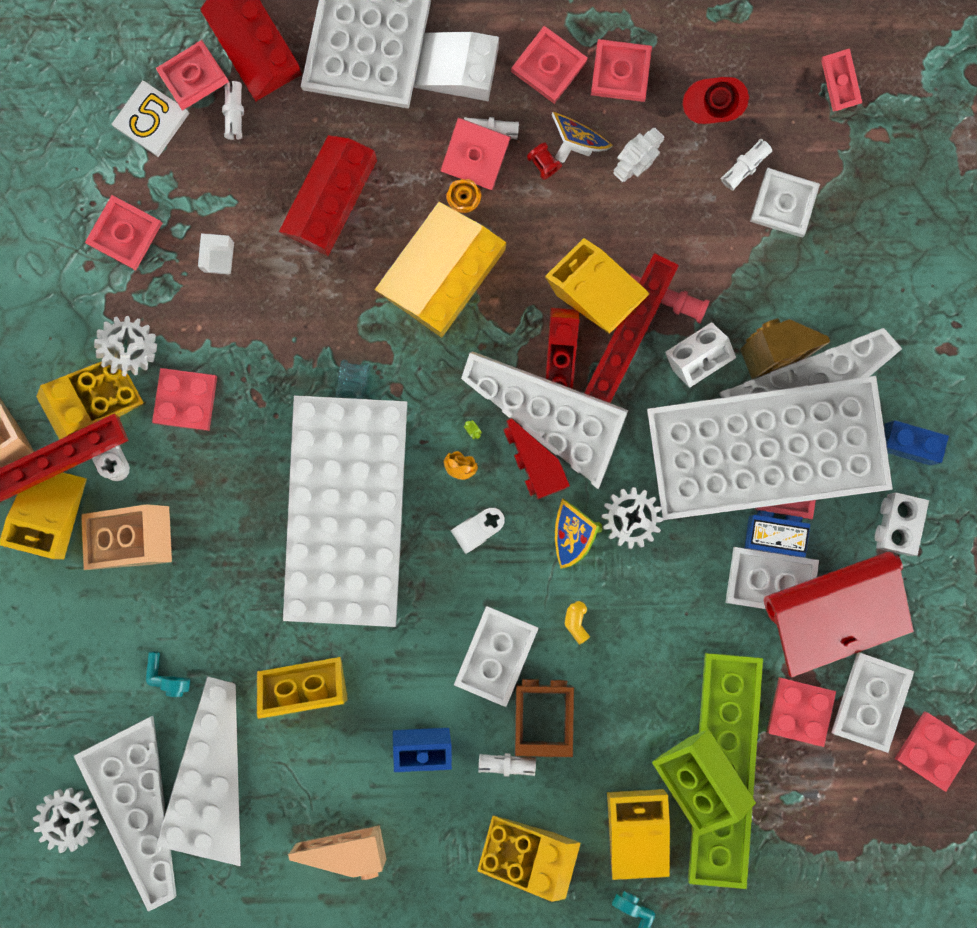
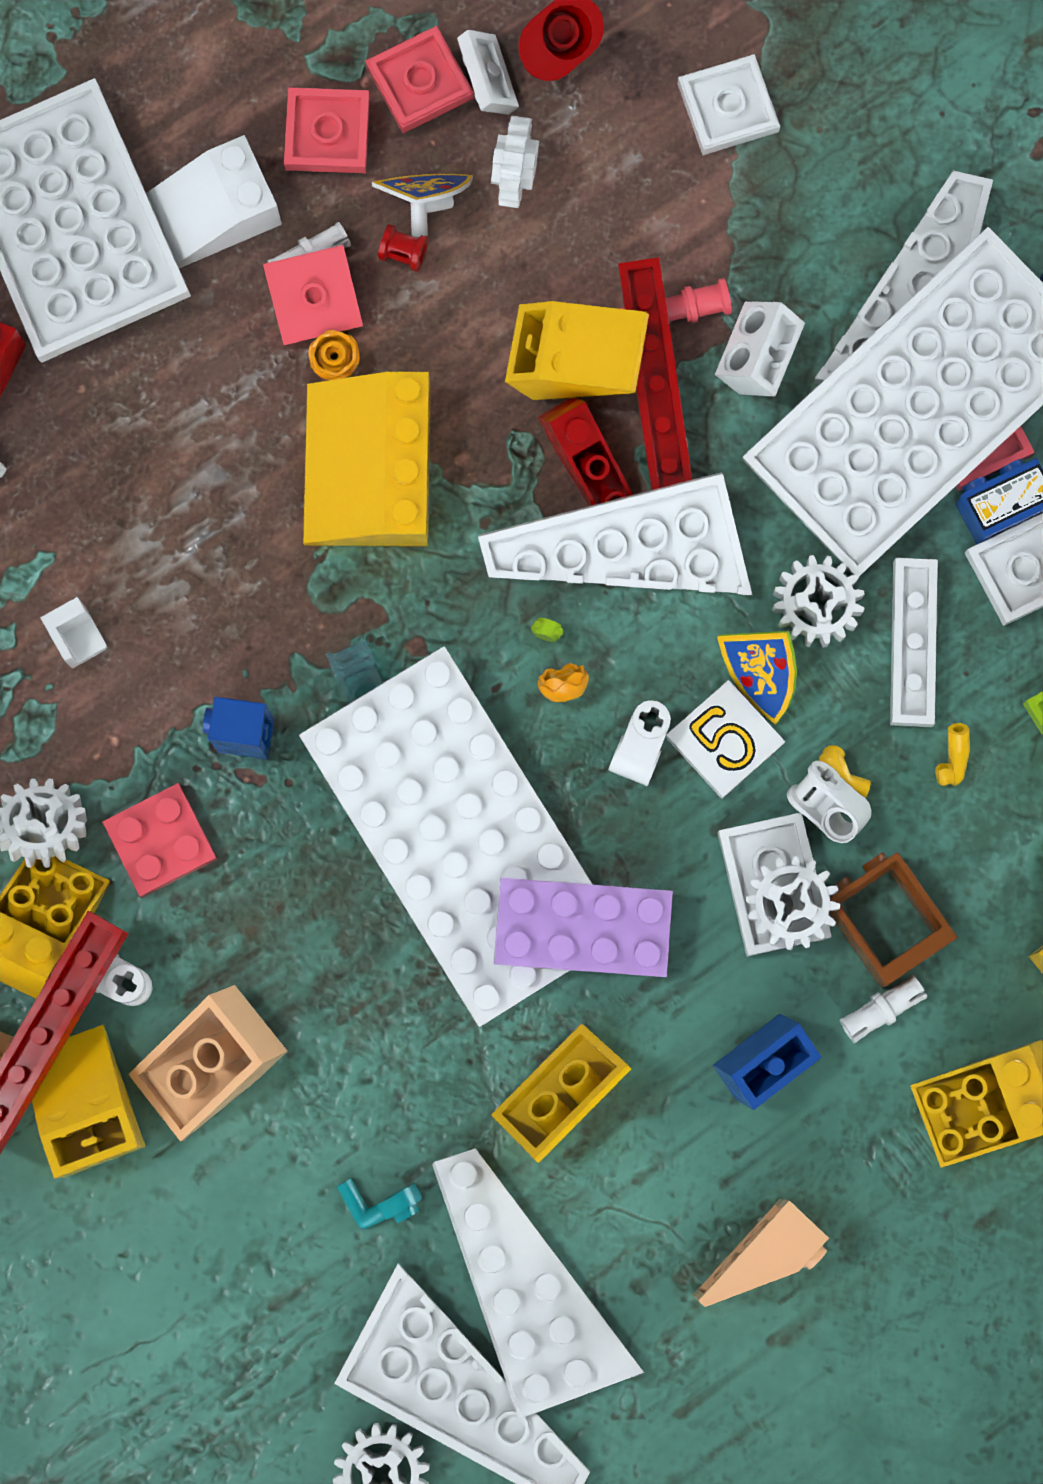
camera: 35 degrees left, 5 degrees down
(265, 369) = (239, 727): none -> blue brick
(329, 193) = (163, 464): red slope -> none
(374, 607) = (583, 927): none -> lavender plate
(490, 662) = (775, 894): none -> white gear
(527, 558) = (725, 739): none -> white tile
(541, 466) = (659, 613): red slope -> none
(557, 636) = (828, 801): none -> white piece
(650, 653) = (958, 755): none -> yellow arm
(662, 92) = (487, 72): none -> white plate
(668, 577) = (913, 642): none -> white plate
(746, 164) = (650, 90): white pin -> none
(780, 345) = (849, 268): pearl gold slope -> none

